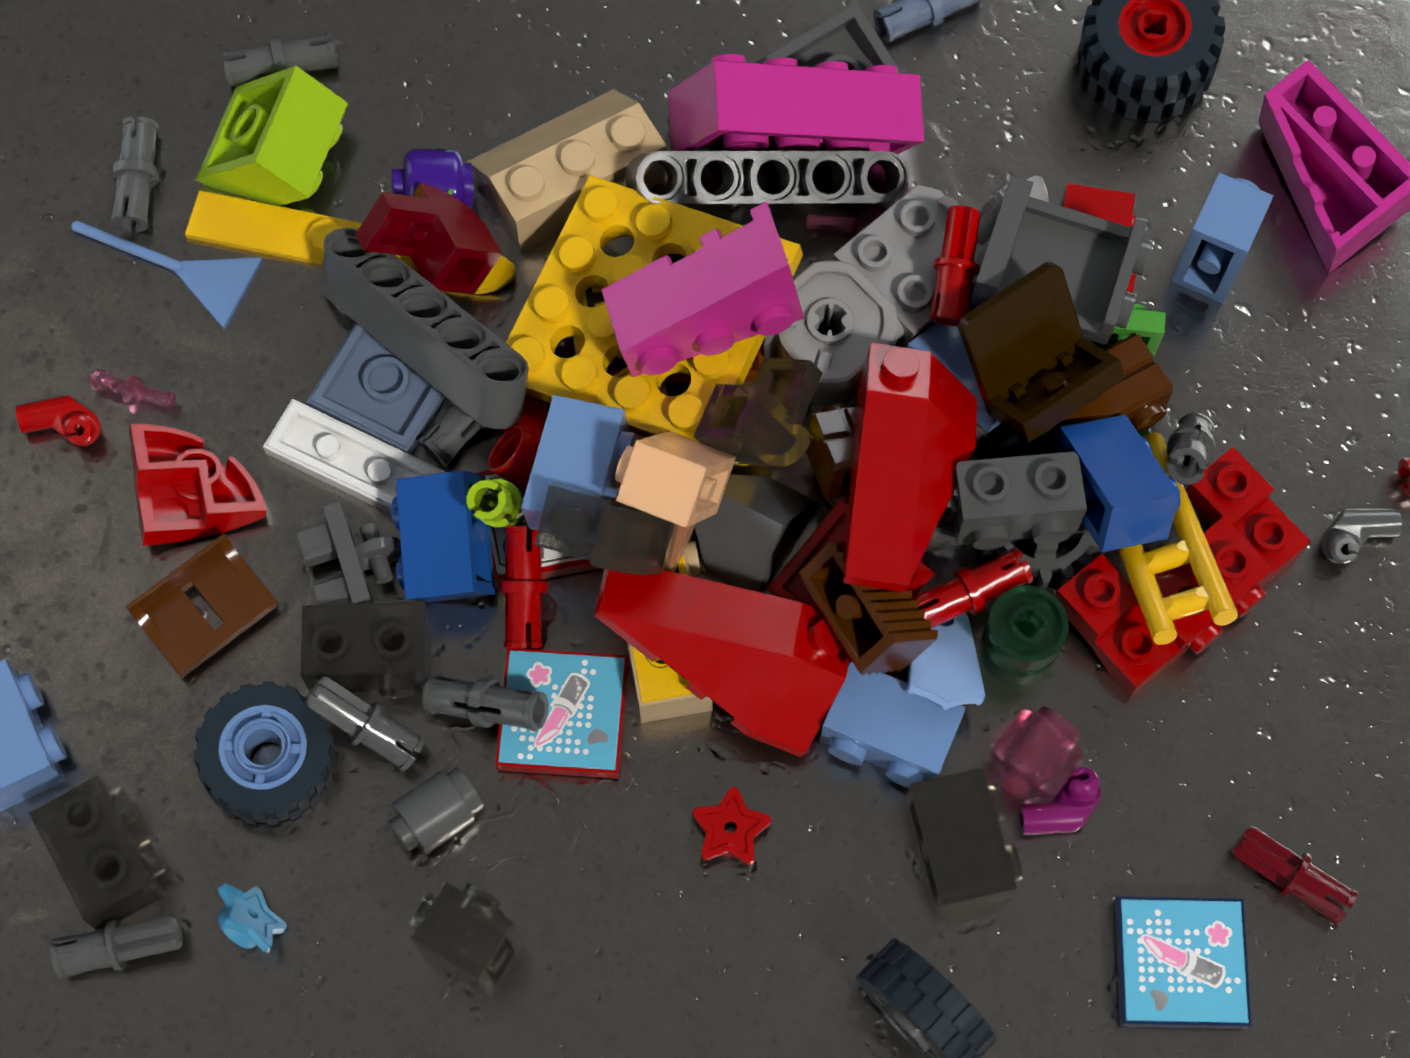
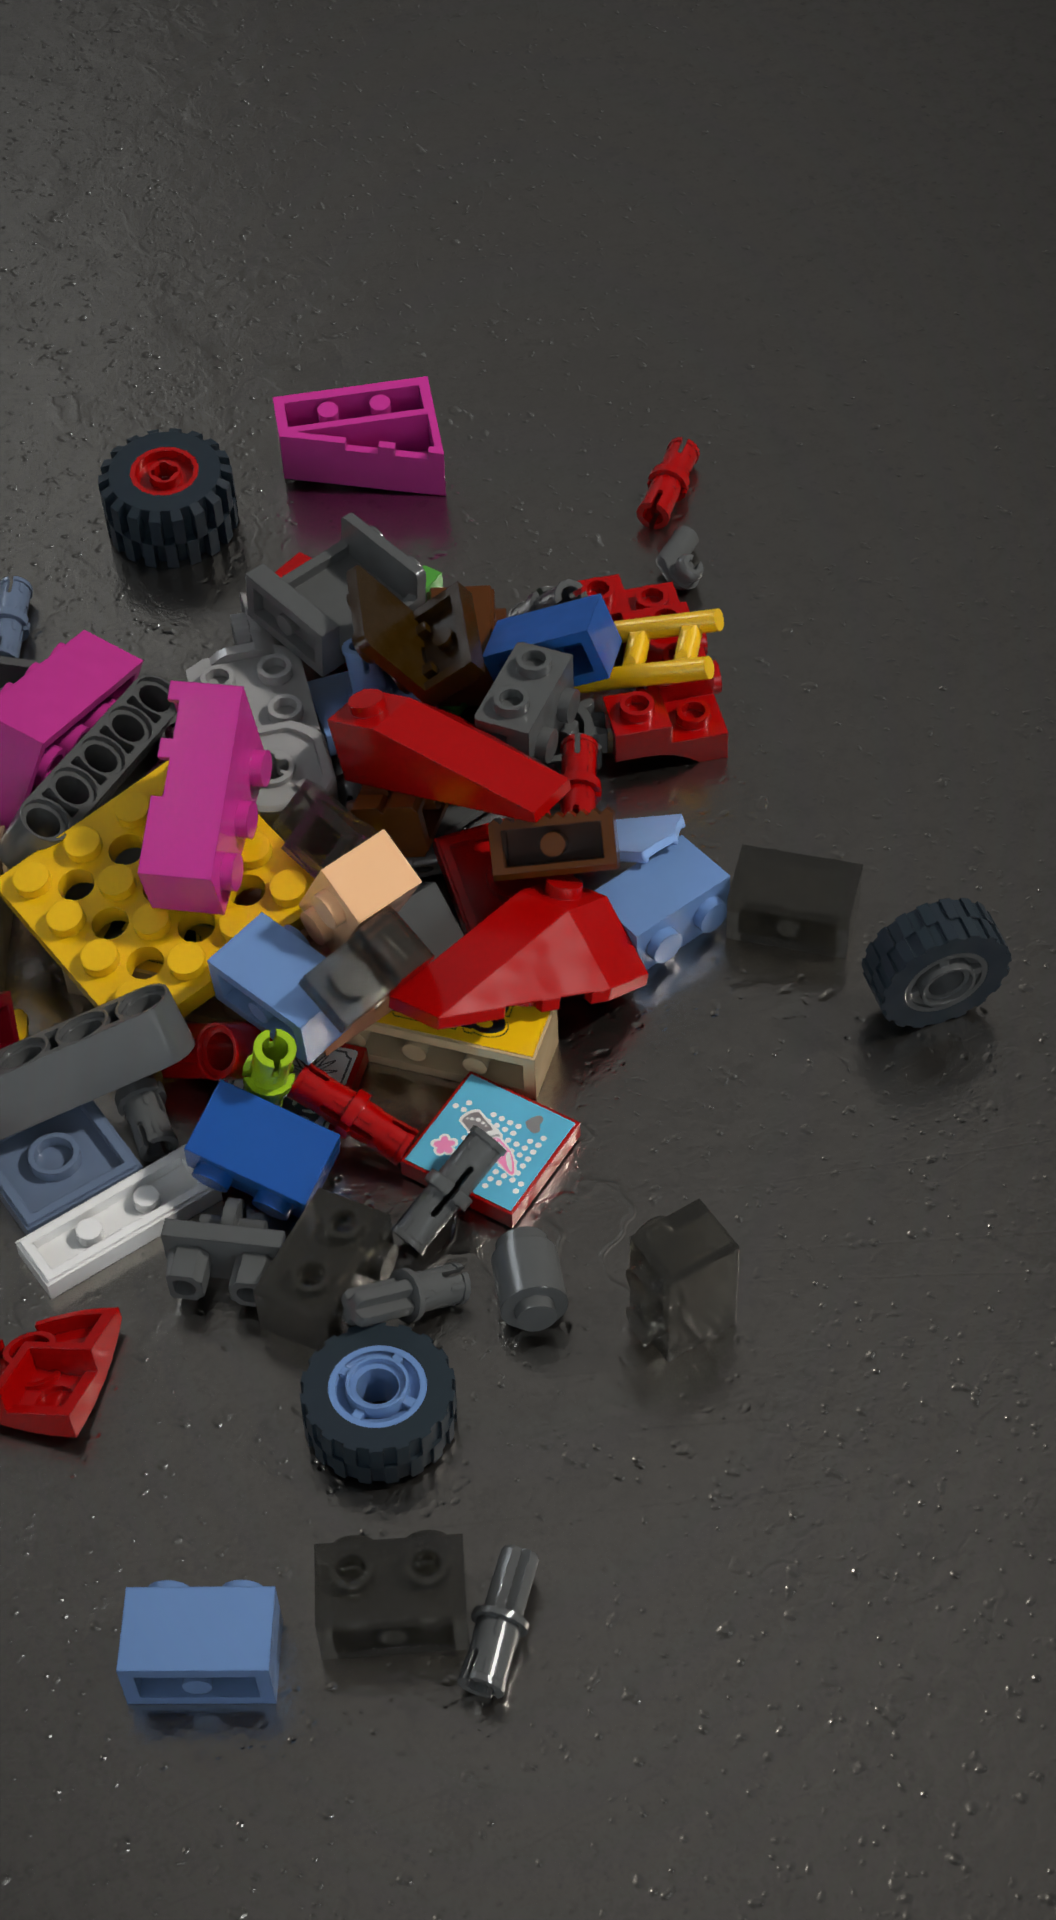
camera: 60 degrees left, 20 degrees down
(178, 625) = (177, 1376): reddish brown piece -> none
(247, 918) = (544, 1485): dark azure plate -> none
(718, 840) = (682, 1077): red plate -> none
(956, 266) = (289, 659): red axle -> none
(1016, 648) = (638, 773): clear green wheel -> none
(1037, 753) = (746, 812): clear pink head -> none
(1068, 809) = (800, 821): magenta arm -> none
(1182, 963) = (977, 810): medium azure tile -> none
(1222, 237) = (383, 497): medium blue brick -> none
(1294, 874) = (944, 708): dark red axle -> none

